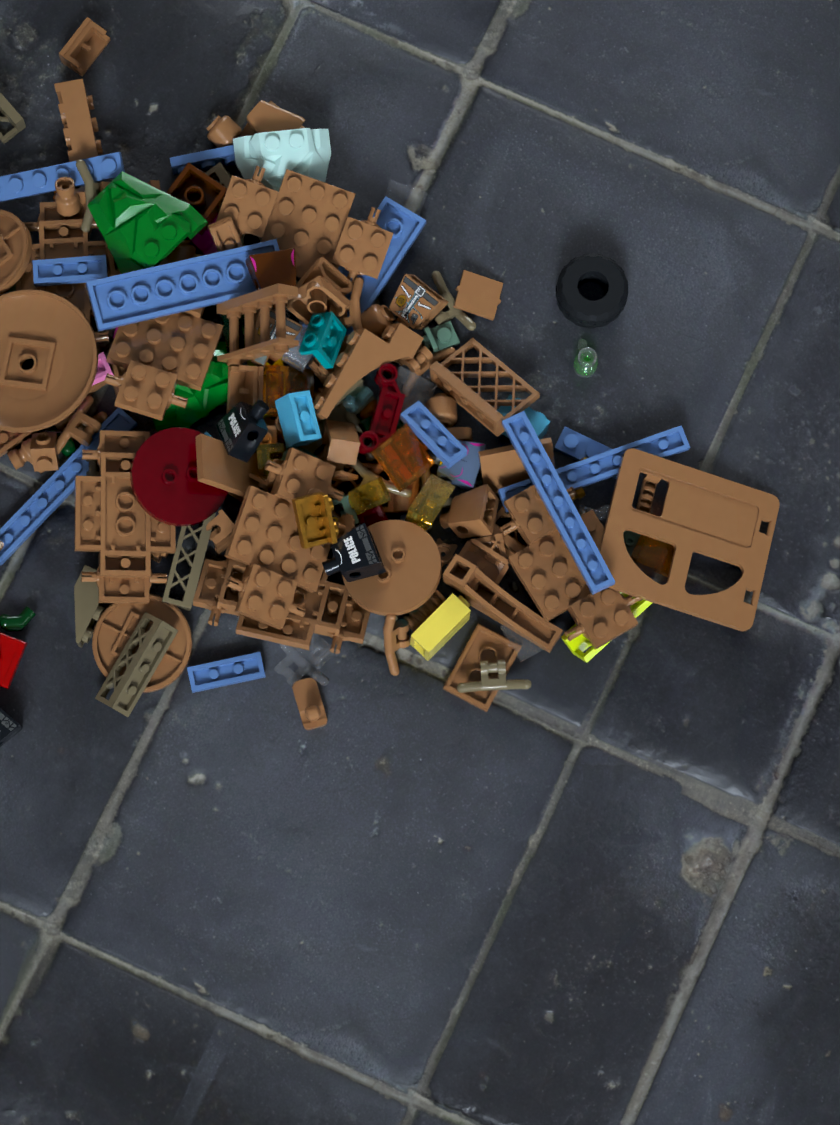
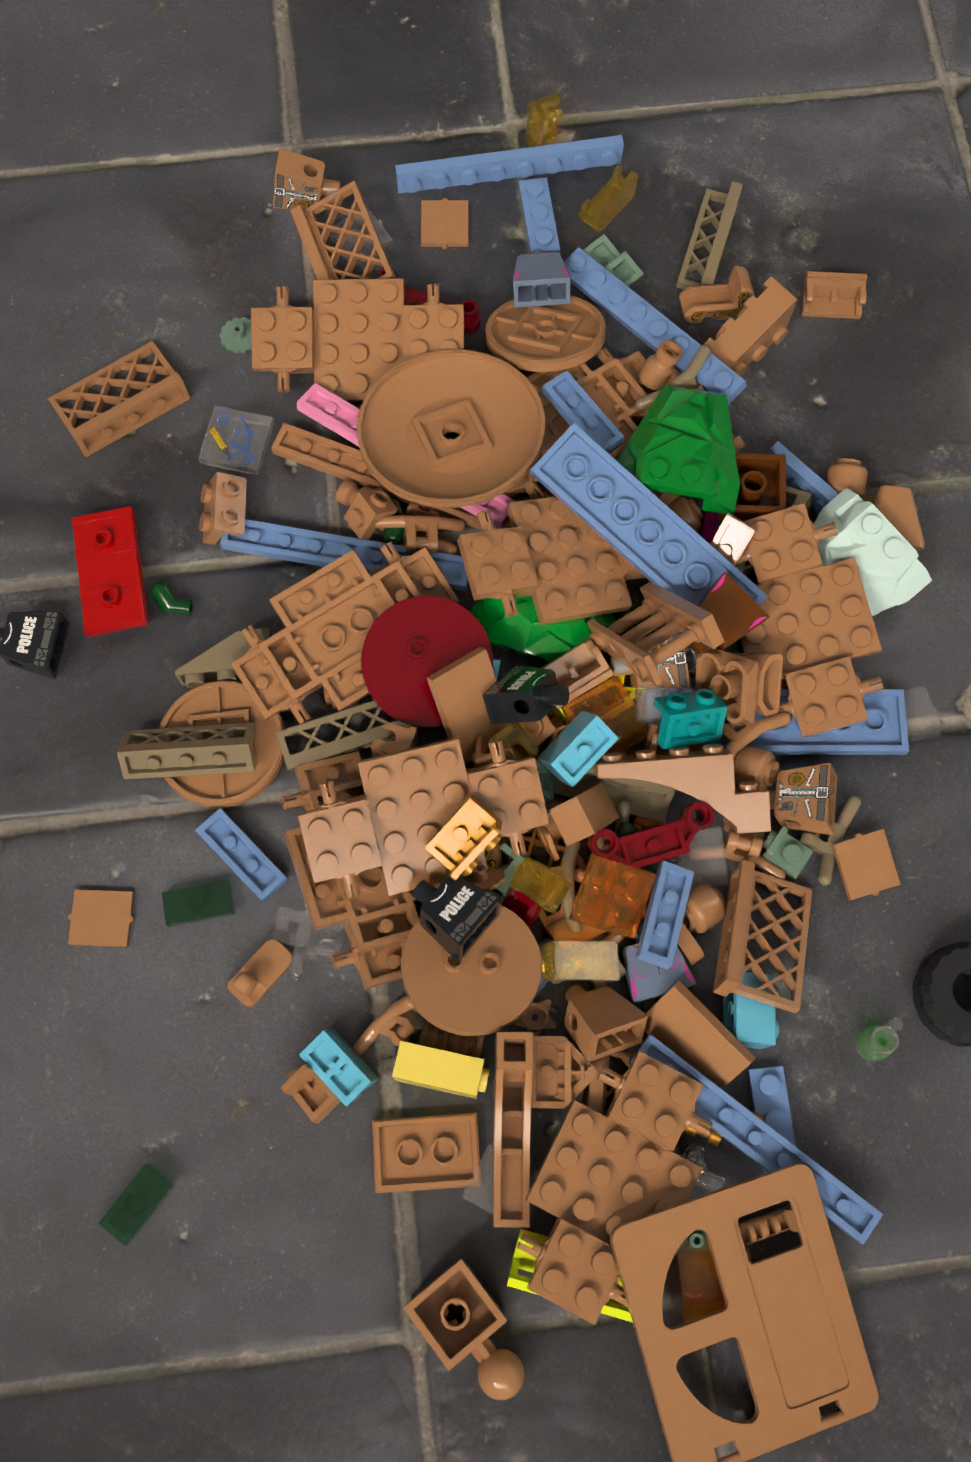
camera: 60 degrees right, 5 degrees down
(36, 125) = (717, 300): none -> medium nougat animal
(209, 784) = (101, 918): none -> medium nougat piece
(239, 717) = (198, 903): none -> clear green plate
(354, 403) = (640, 802): clear light blue arm -> none
(399, 687) = (338, 1066): none -> medium azure hinge
(404, 712) = (310, 1093): none -> medium nougat bracket
(404, 856) = (136, 1204): none -> clear green plate
(493, 684) = (405, 1173): dark tan piece -> none
(558, 503) = (676, 1125): medium blue plate -> none
(594, 688) = (499, 1370): none -> medium nougat brick

